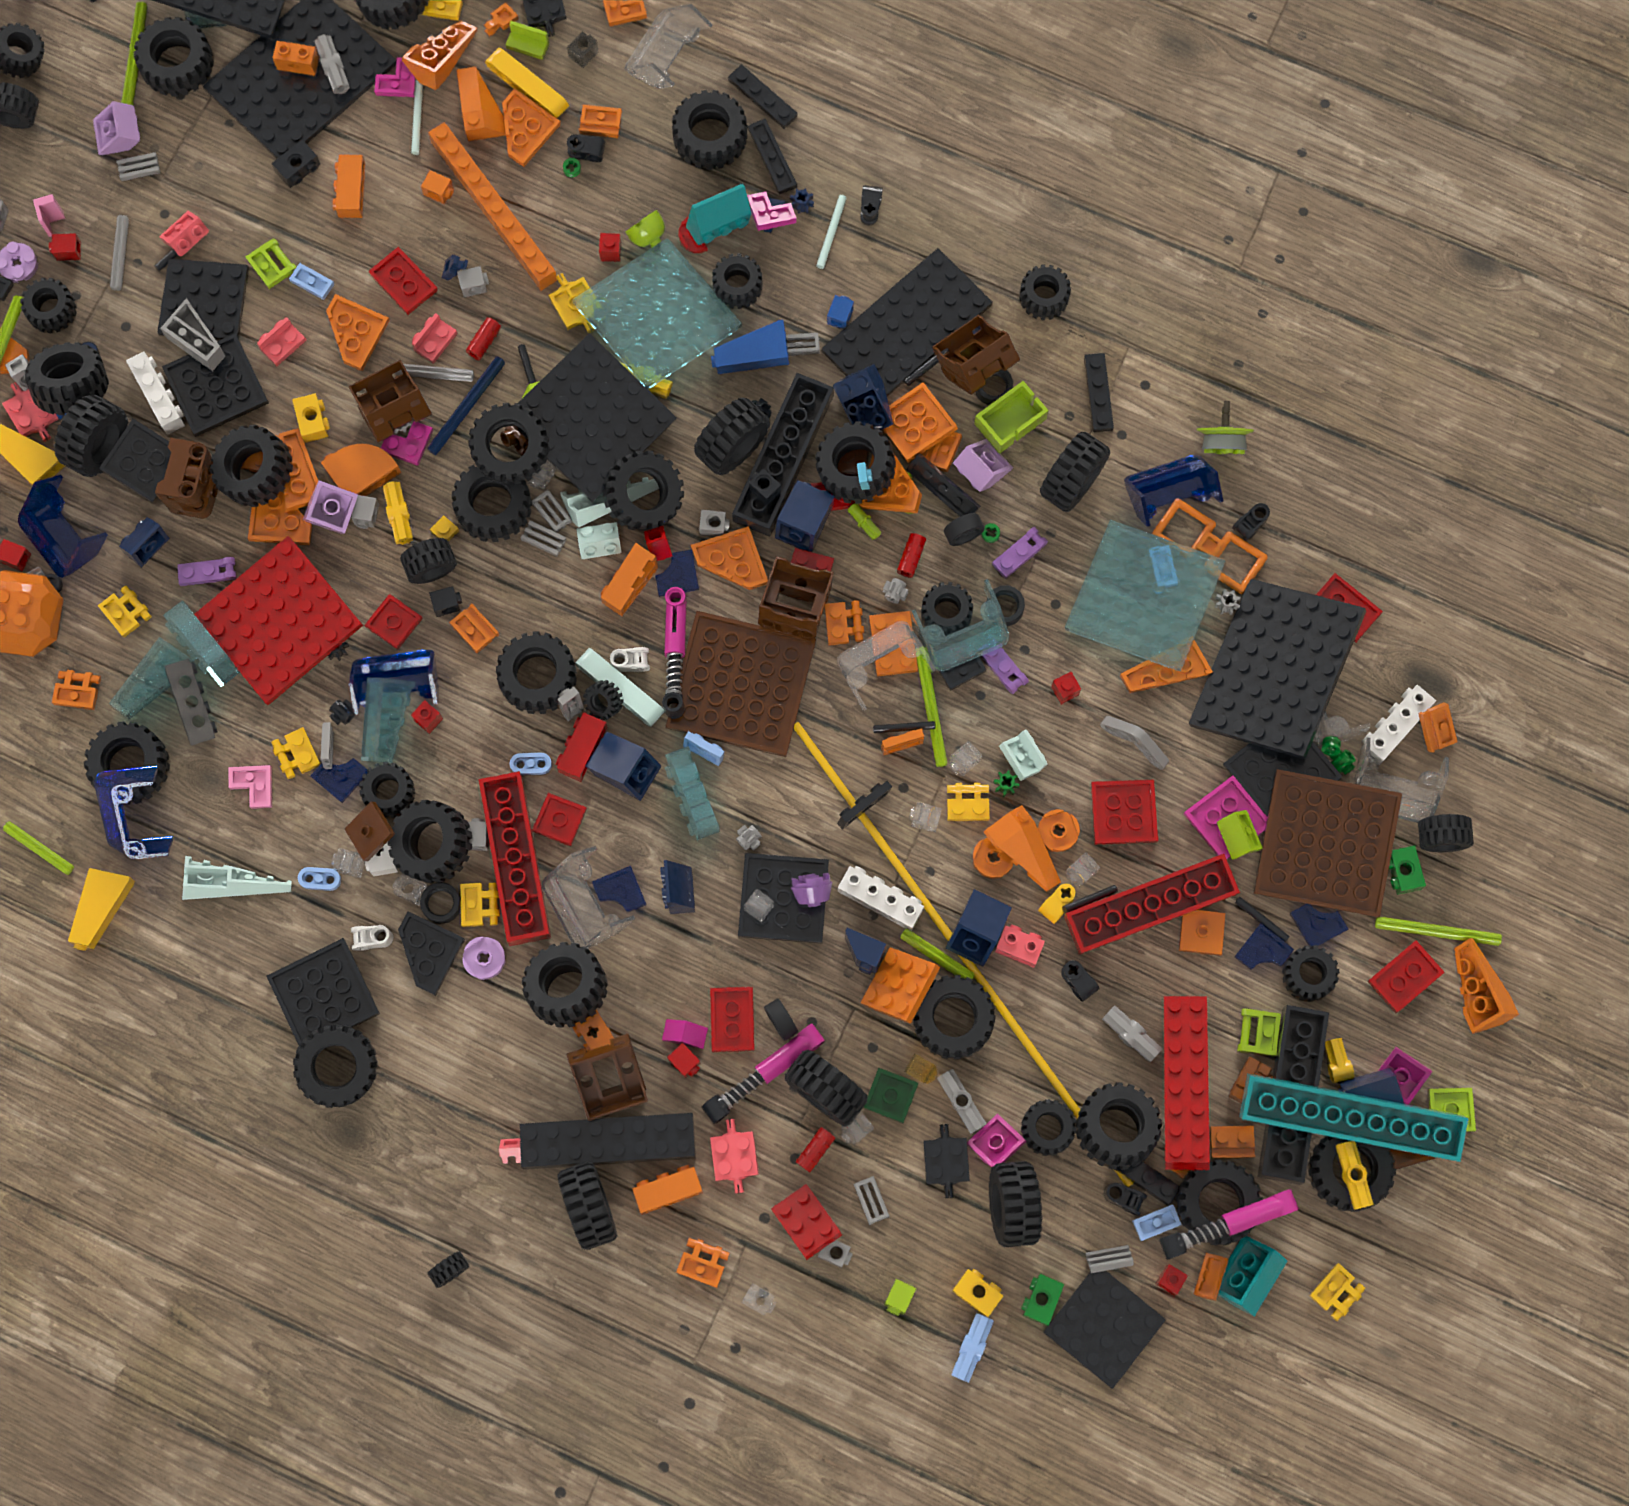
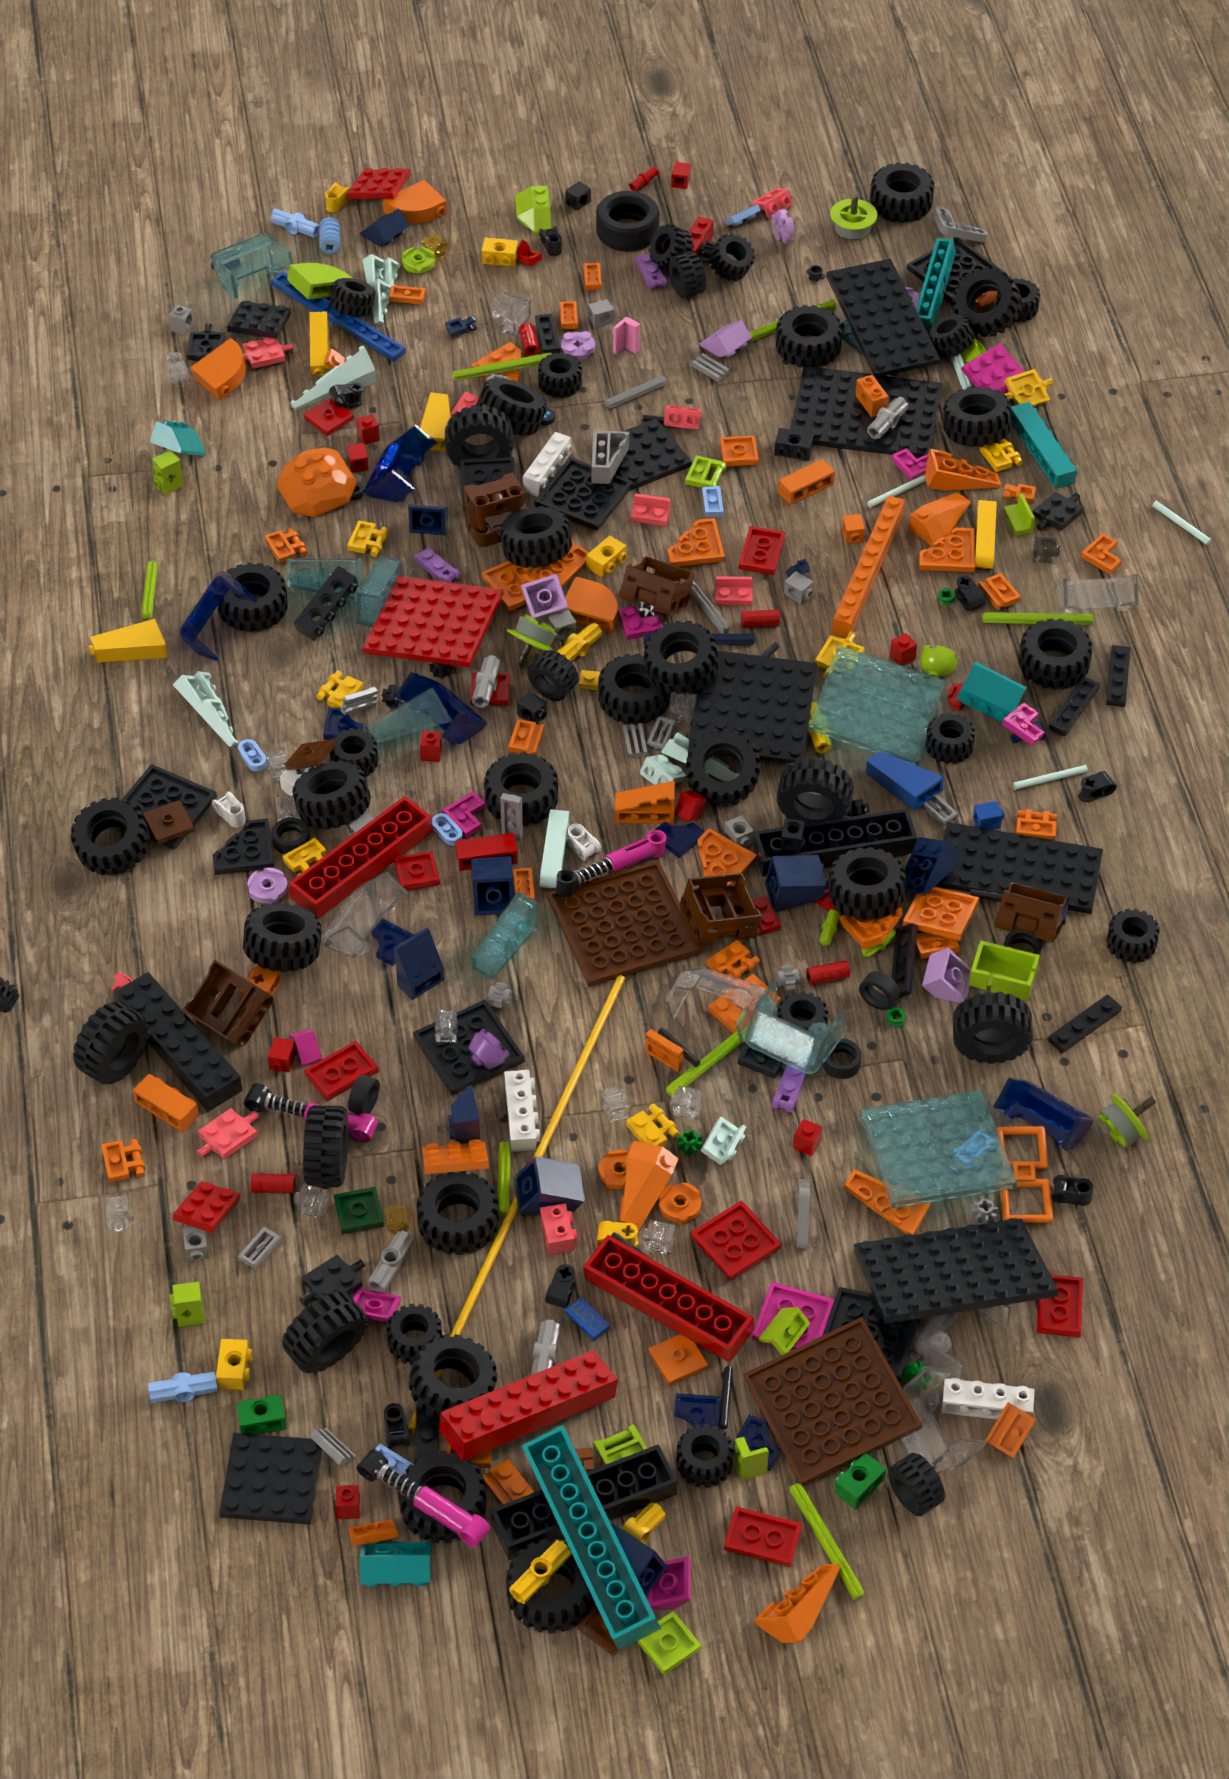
camera: 55 degrees right, 25 degrees down
(65, 247) = (612, 361): red brick -> none
(257, 780) = (298, 679): bright pink plate -> none
(266, 215) = (739, 451): none -> orange plate
(351, 1002) = (168, 822): none -> reddish brown plate
(369, 547) = (533, 635): none -> piece
(390, 621) = (486, 681): none -> light grey piece
(520, 740) = (462, 813): none -> dark pink plate
(611, 695) = (534, 840): black tyre -> none
(642, 738) = (523, 882): none -> orange plate
(652, 113) = (1033, 618): none -> lime axle
(709, 751) = (549, 923): light blue plate -> none
(802, 200) = (1055, 743): dark blue gear -> none
(863, 803) = (589, 1053): black plate -> none
(864, 475) = (853, 880): medium azure plate -> none
(879, 284) = (1036, 824): none -> orange plate
(1019, 553) = (897, 1046): medium lavender plate -> none
(1119, 978) = (587, 1319): none -> blue tile
(1331, 746) = (920, 1351): green bush -> none
(1332, 1287) = (433, 1636): yellow plate -> none
(1337, 946) = (749, 1463): none -> lime panel

